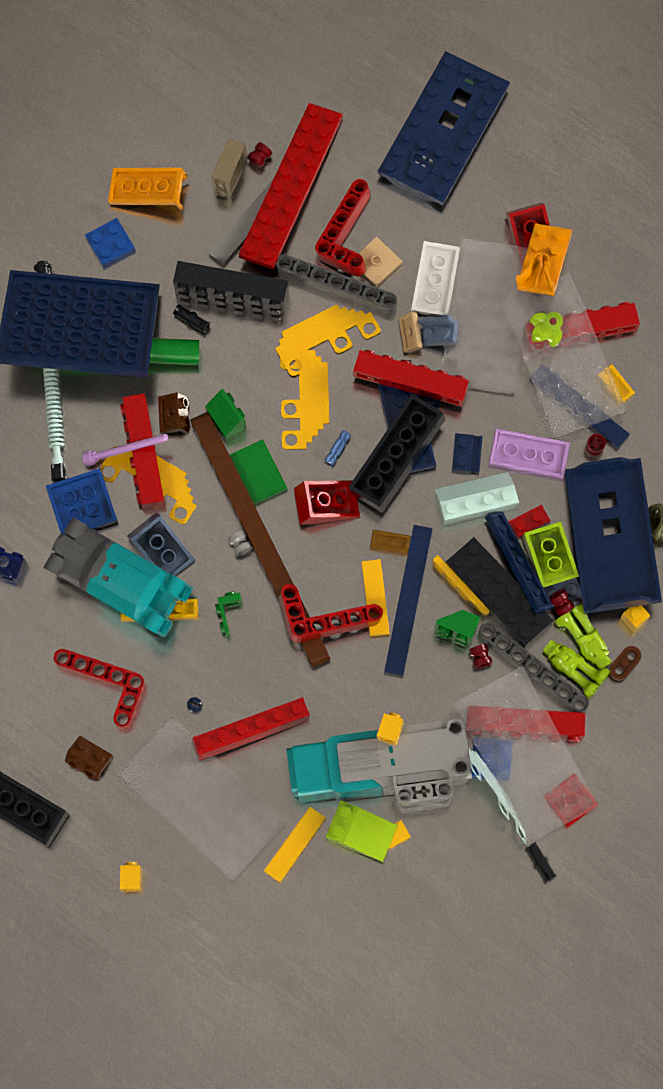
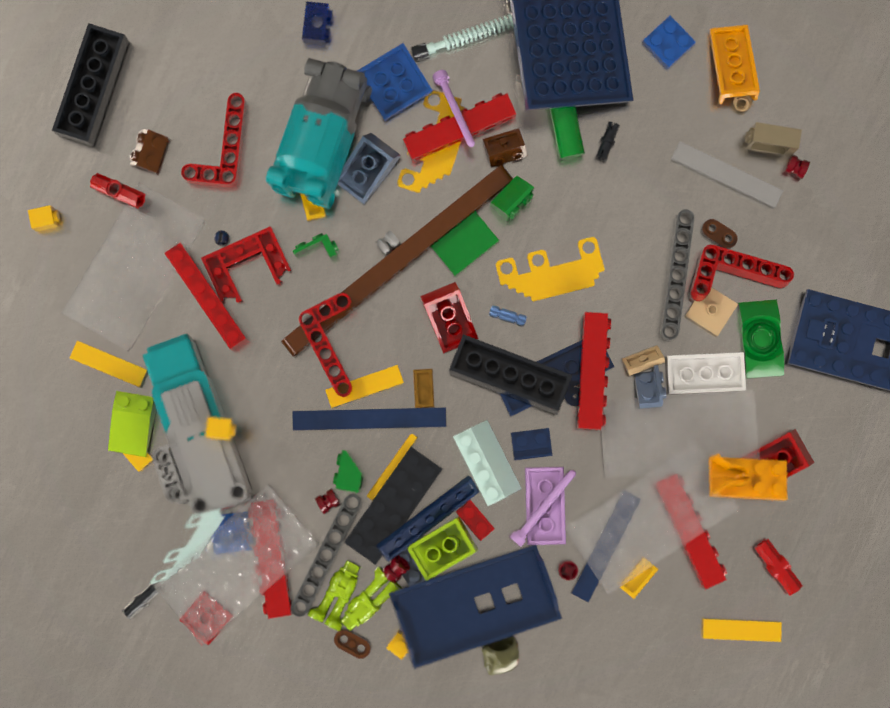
camera: 80 degrees right, 10 degrees up
(129, 785) = (125, 194): none -> red piece
(190, 189) = (740, 106): none -> tan plate
(208, 666) = (218, 261): none -> red wedge
(231, 288) = (646, 171): black brick -> none
(290, 186) = (771, 205): red plate -> none
(307, 239) = (719, 234): none -> reddish brown plate
(321, 327) = (628, 269): yellow piece -> none
(413, 223) = (761, 338): none -> green slope
(545, 330) = (672, 494): lime plate -> none
(554, 482) = (520, 535): none -> lavender piece
(631, 256) = (778, 567): none -> red piece

